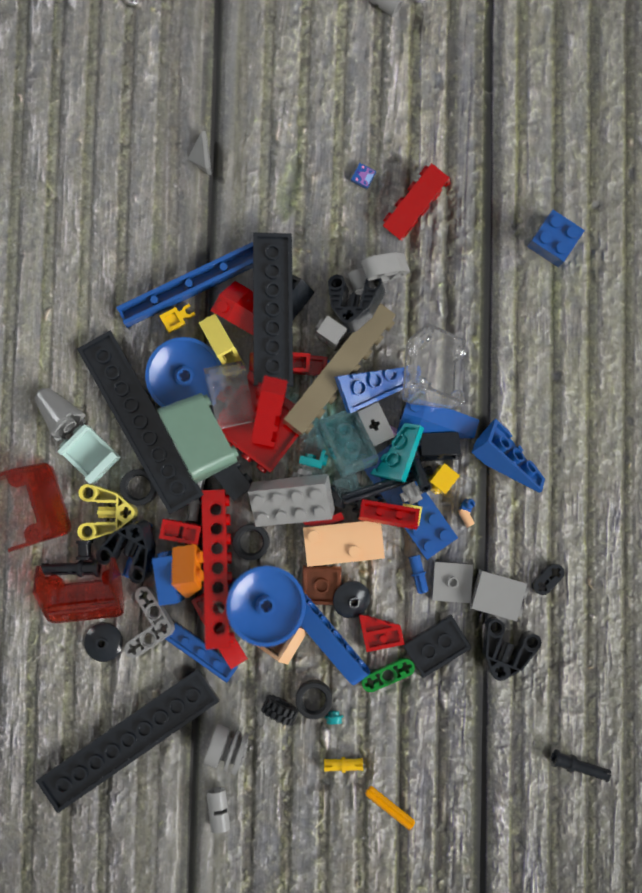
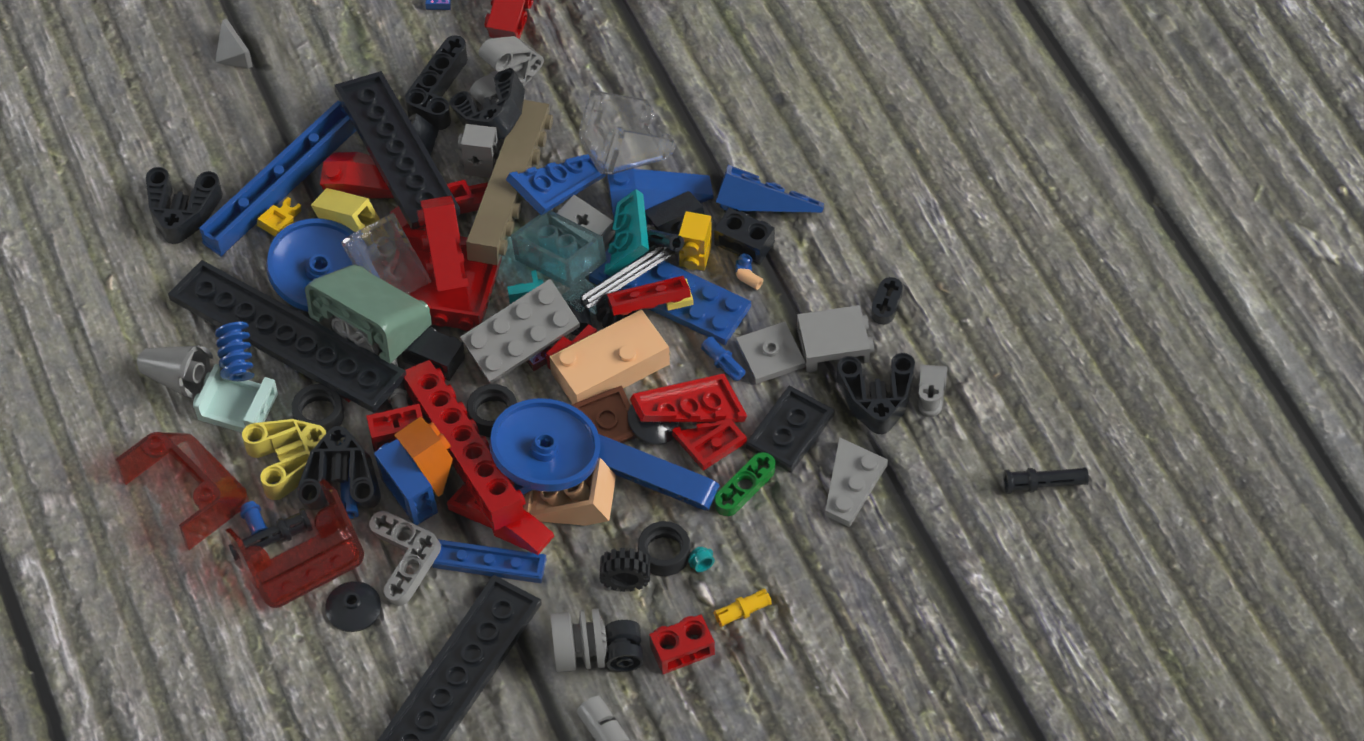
camera: 20 degrees left, 30 degrees down
(65, 551) = (251, 513): none -> blue pin
(84, 550) = (277, 503): black bush -> none
(99, 424) = (232, 352): none -> blue piece
(100, 267) = (177, 222): none -> black connector
(255, 761) = (623, 646): none -> black wheel
(292, 780) = (685, 649): none -> red brick
(333, 253) = (427, 90): none -> black beam
(381, 604) = (691, 401): none -> red wing
(389, 807) = (830, 631): light orange axle -> none
(411, 493) = (665, 266): light grey gear -> none
(457, 705) = (852, 481): none -> light grey wing
(474, 487) = (743, 238): none -> black brick
(544, 661) = (931, 389): none -> light grey piece

